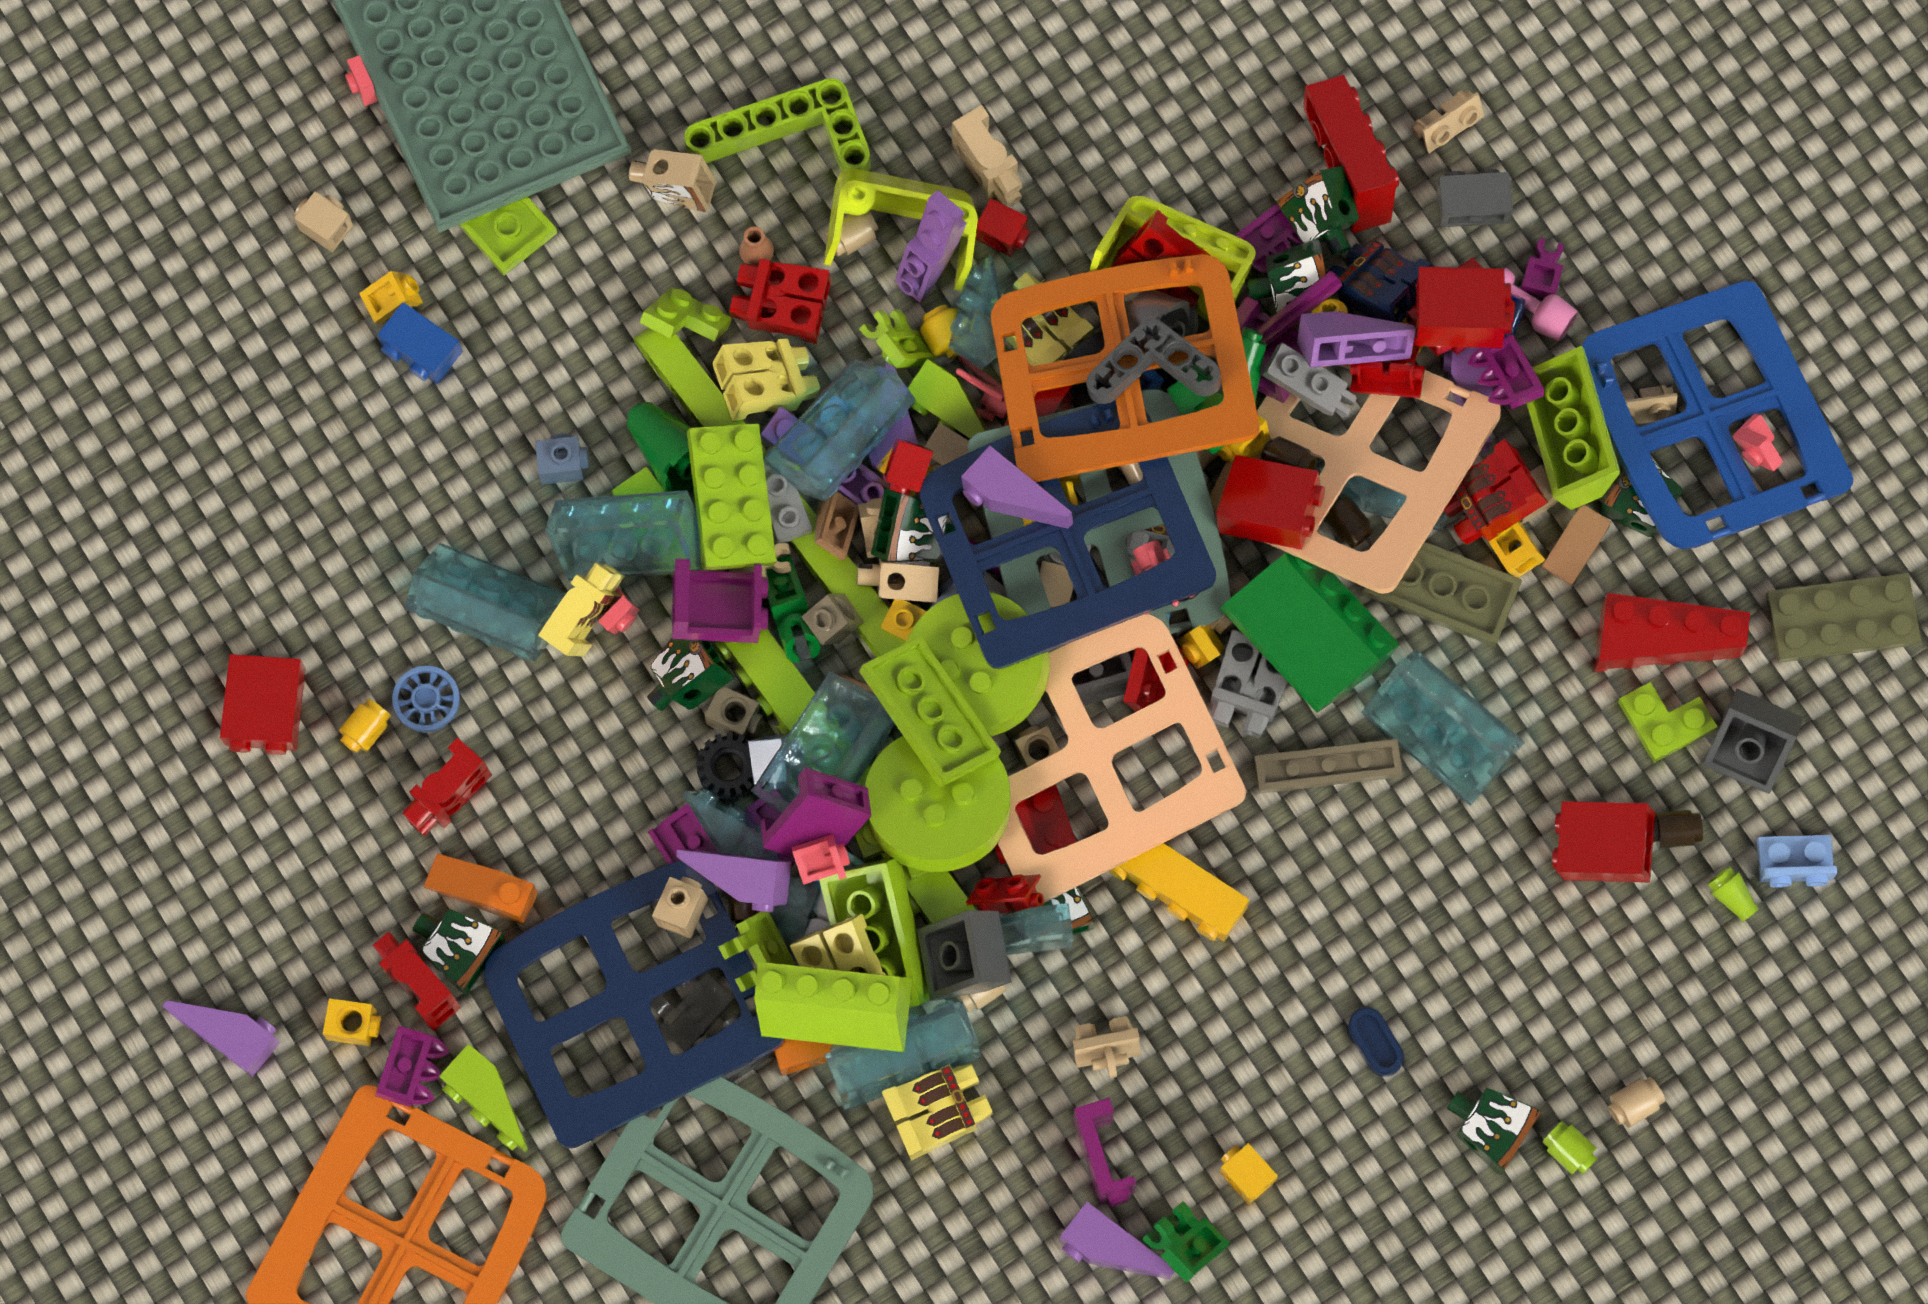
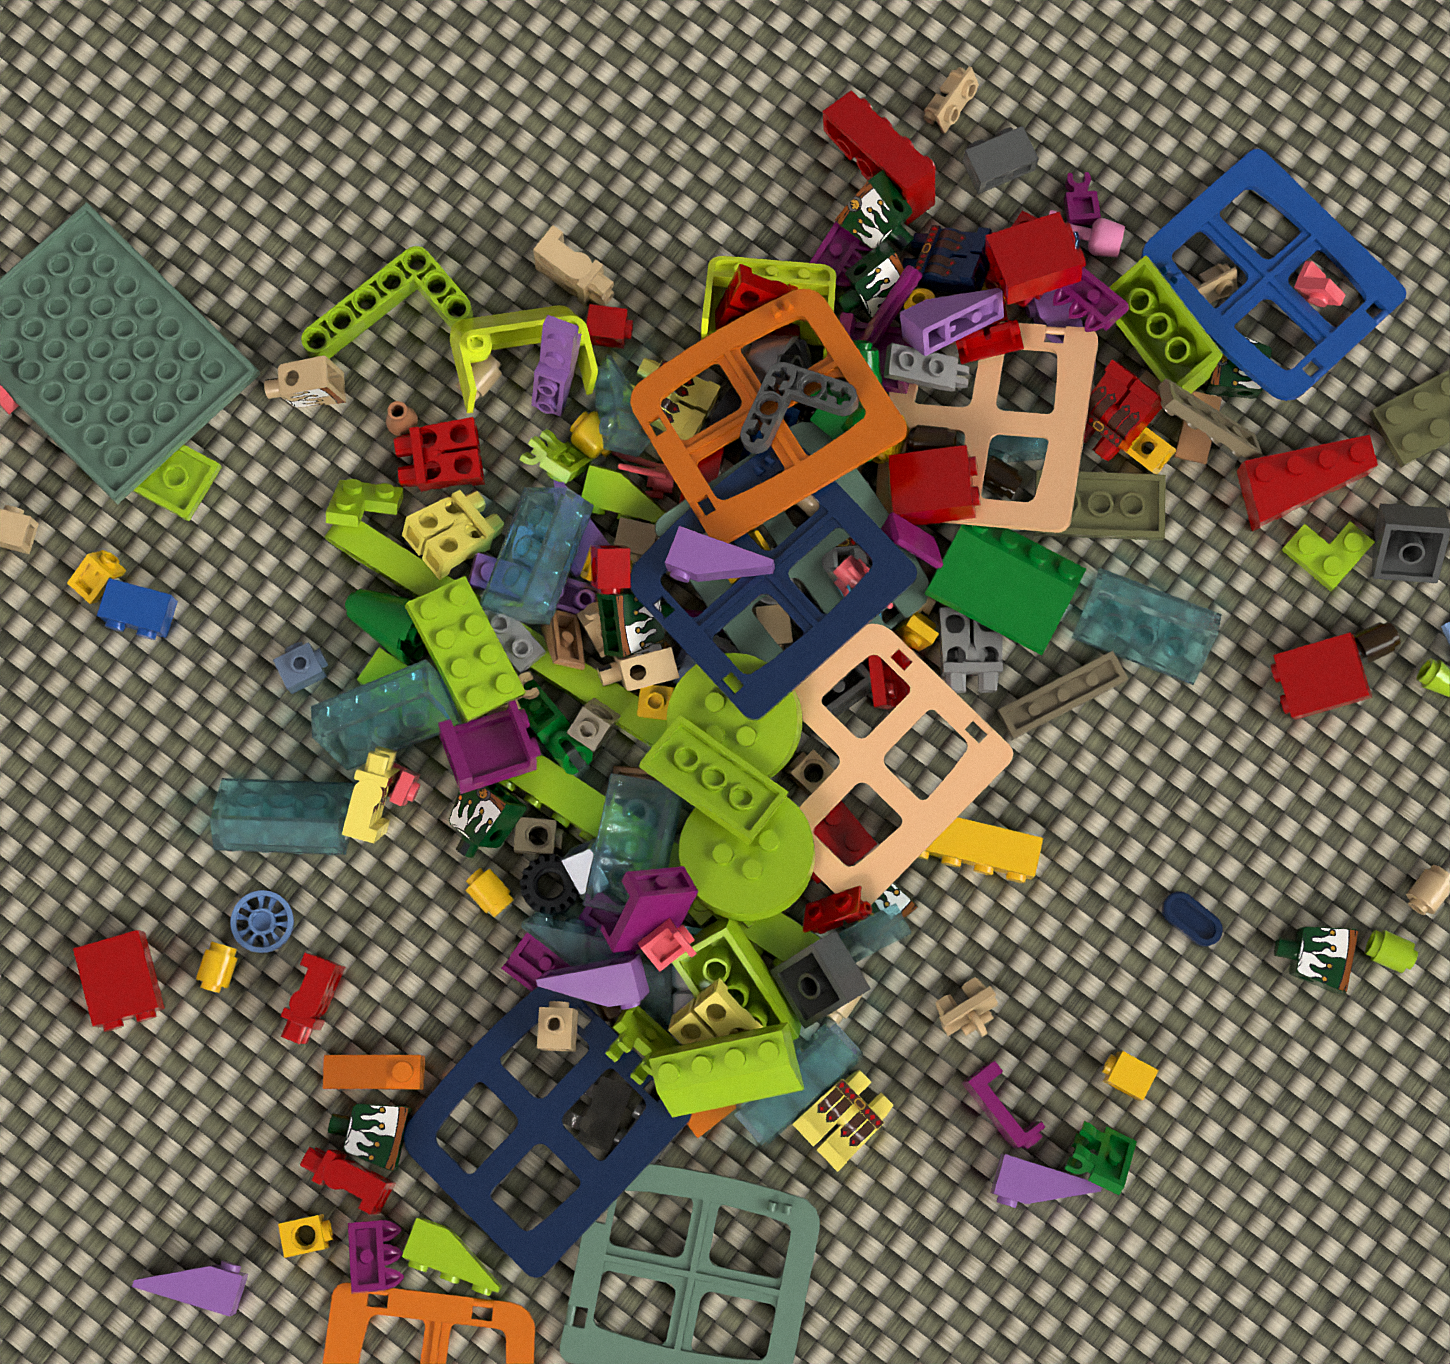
camera: 25 degrees left, 5 degrees up
(664, 751) = (488, 891): none -> yellow brick
(1227, 547) = (912, 539): none -> magenta slope
(1584, 537) = (1209, 420): none -> dark tan plate

